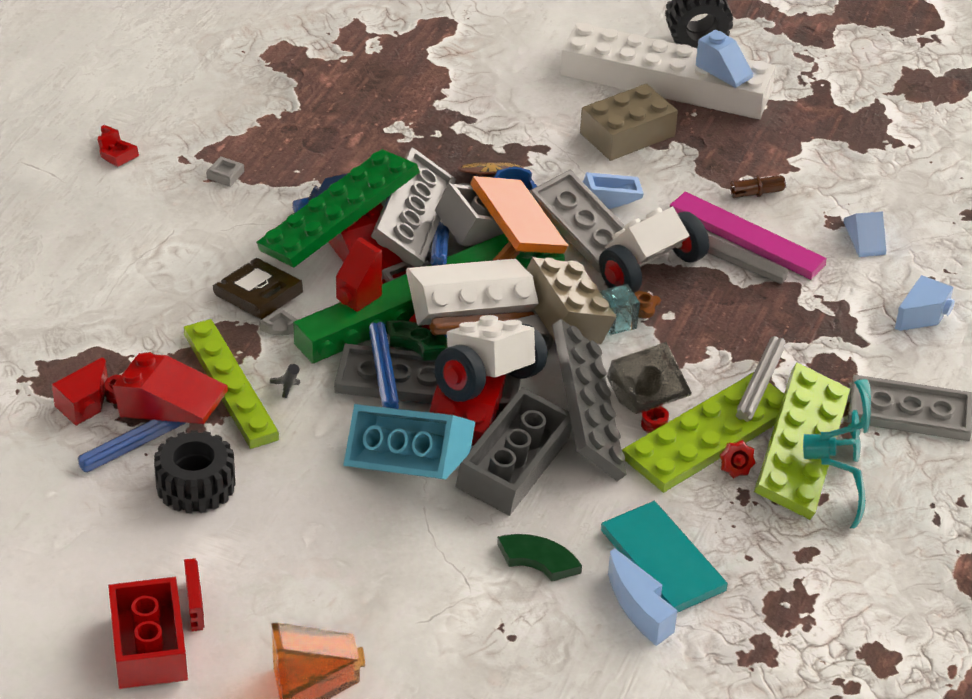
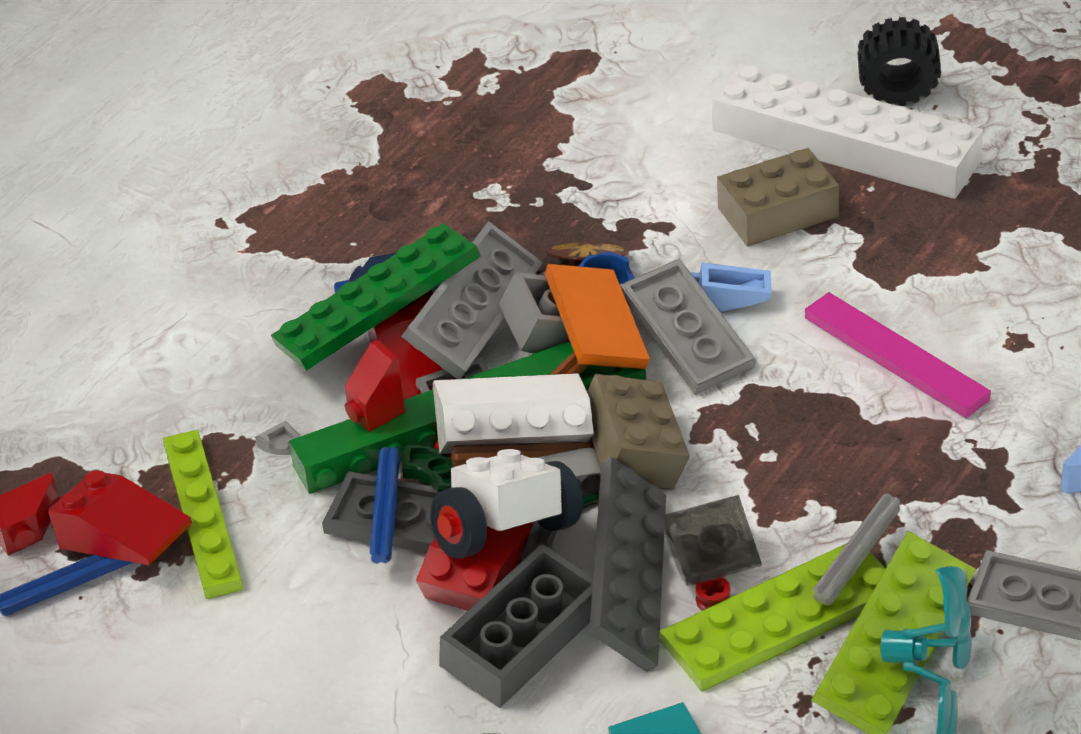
camera: 15 degrees right, 0 degrees up
(114, 149) = (140, 205): red slope -> none
(194, 471) = (124, 625): black tyre -> none
(225, 171) = (265, 240): light grey tile -> none
(252, 282) = (259, 385): dark brown container -> none
(287, 379) = (268, 513): black bar -> none
(407, 441) = (384, 606): medium azure slope -> none
(440, 245) = (492, 351): blue axle -> none
(625, 307) = (703, 444): clear light blue slope -> none
(647, 304) = (738, 440): dark orange plate -> none
(648, 240) = (757, 358): brick -> none
(723, 58) = (908, 119): light blue slope -> none
(737, 459) = (802, 654): red piece -> none
(747, 260) = (874, 382): light grey axle -> none
(757, 186) = (926, 289): reddish brown axle -> none
(867, 233) = (1053, 361): light blue slope -> none

